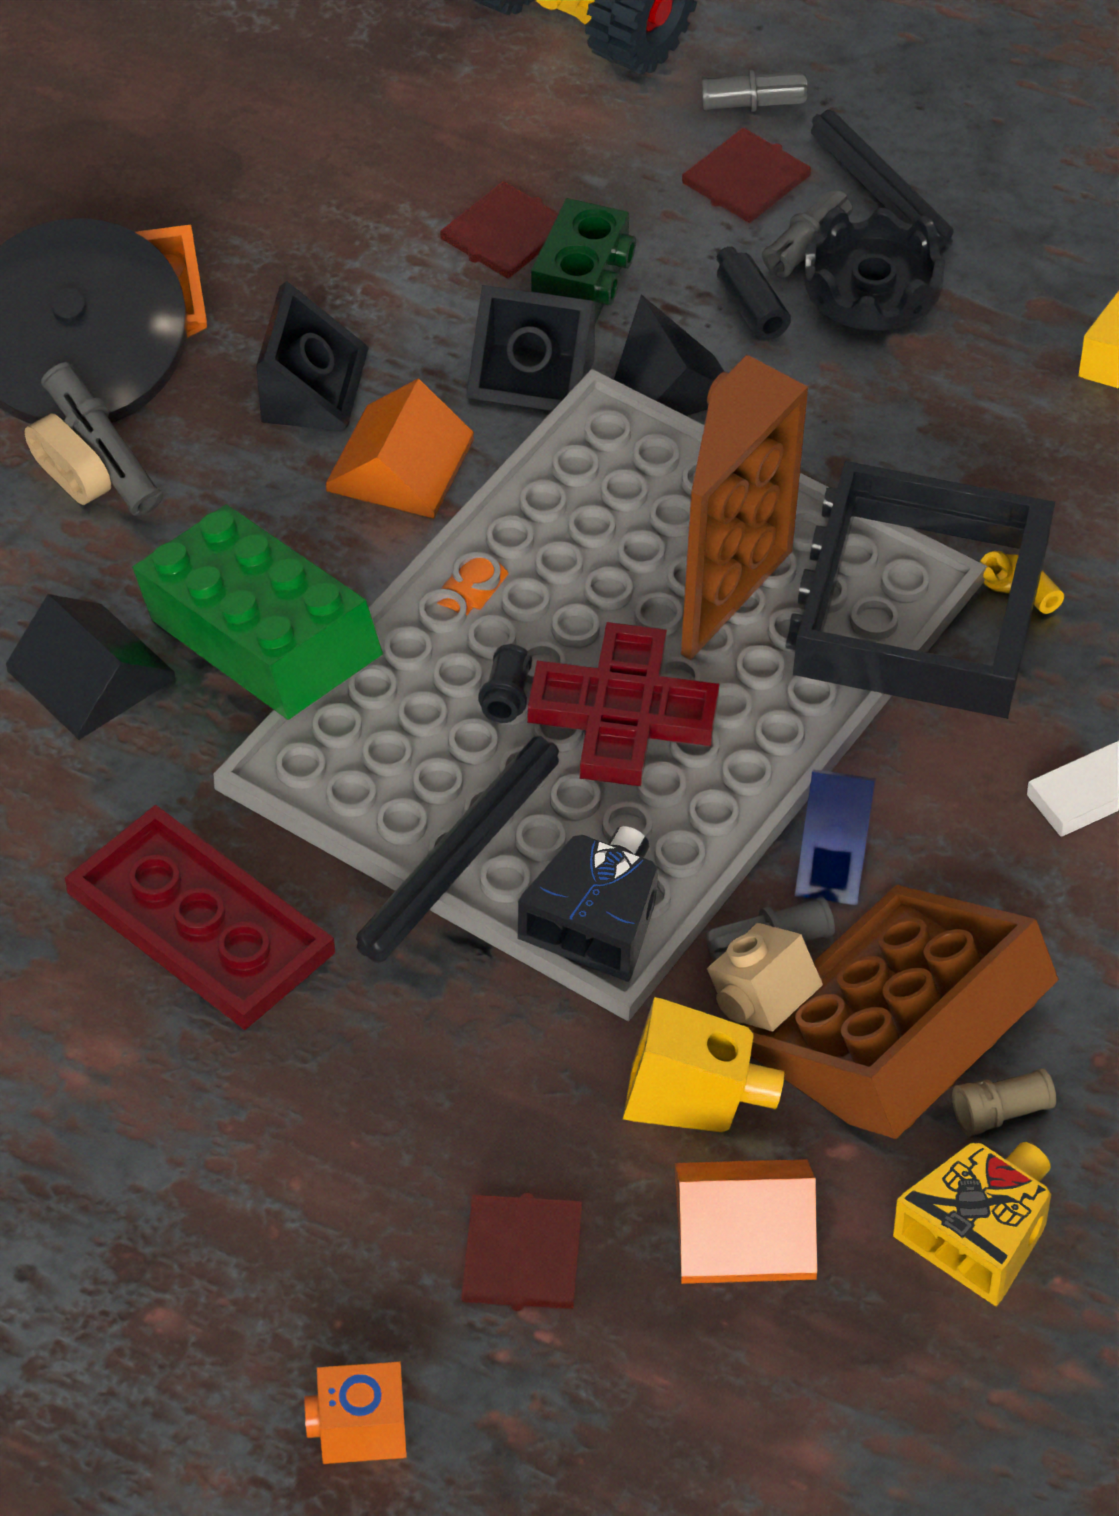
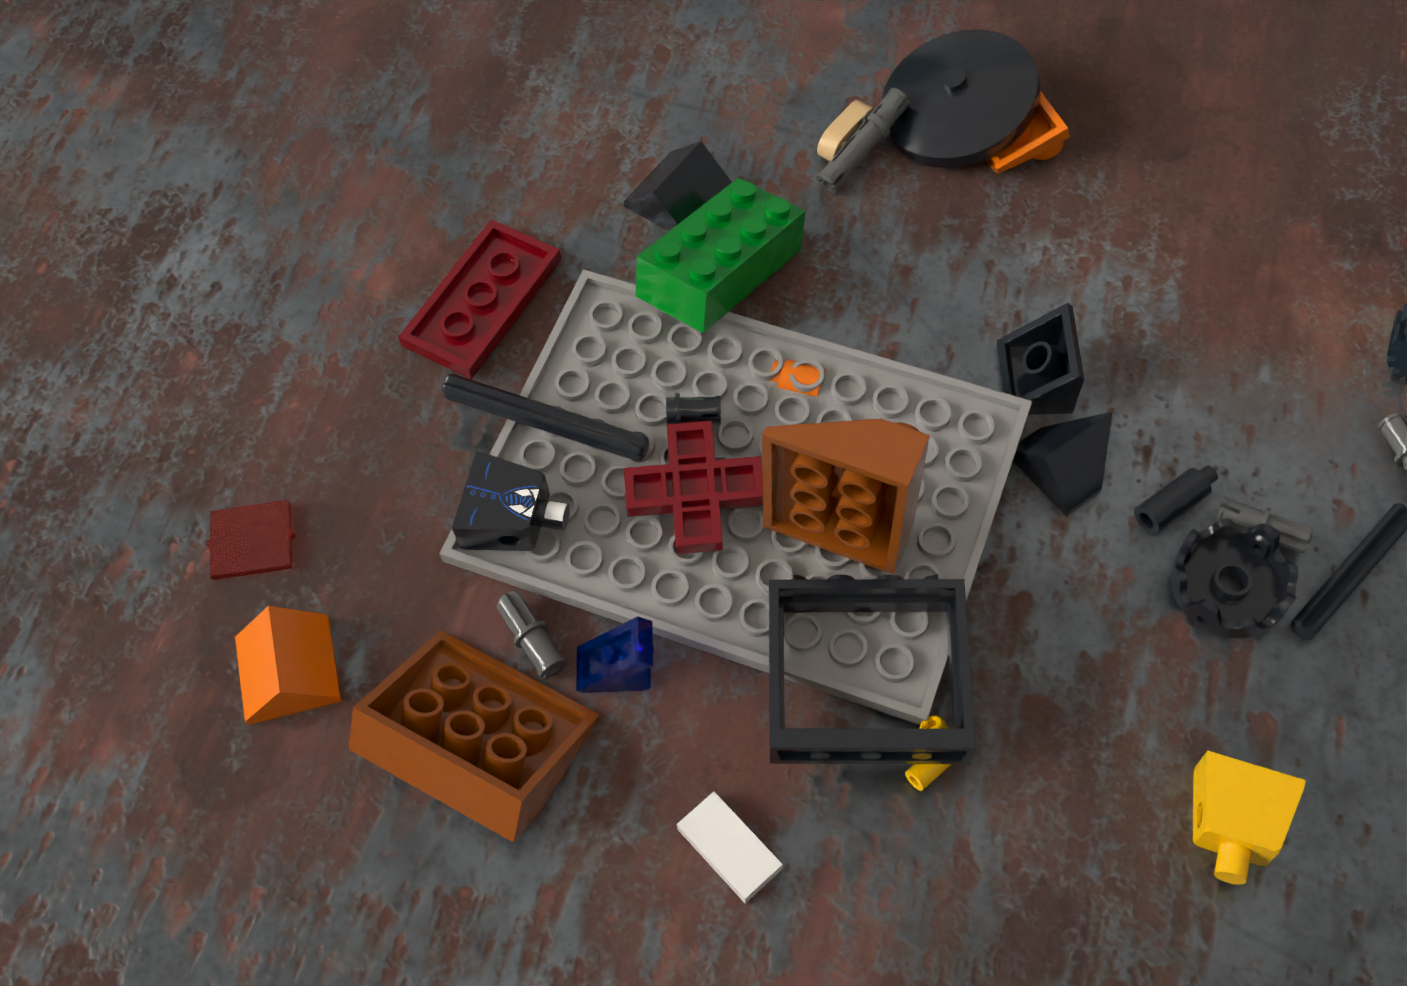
camera: 80 degrees right, 10 degrees up
(307, 365) = (979, 232): black slope -> none
(358, 1413) = (106, 471): orange brick -> none
(403, 452) = (922, 316): orange slope -> none
(502, 229) = (1181, 327): clear red piece -> none
(584, 254) = (1156, 373): dark green brick -> none
(695, 1071) = (379, 602): yellow torso -> none
(746, 175) = (1318, 473): clear red piece -> none
(764, 976) = (475, 633): tan brick -> none
(978, 1216) = (288, 821): yellow torso -> none
(988, 1103) = (397, 813): dark tan pin -> none

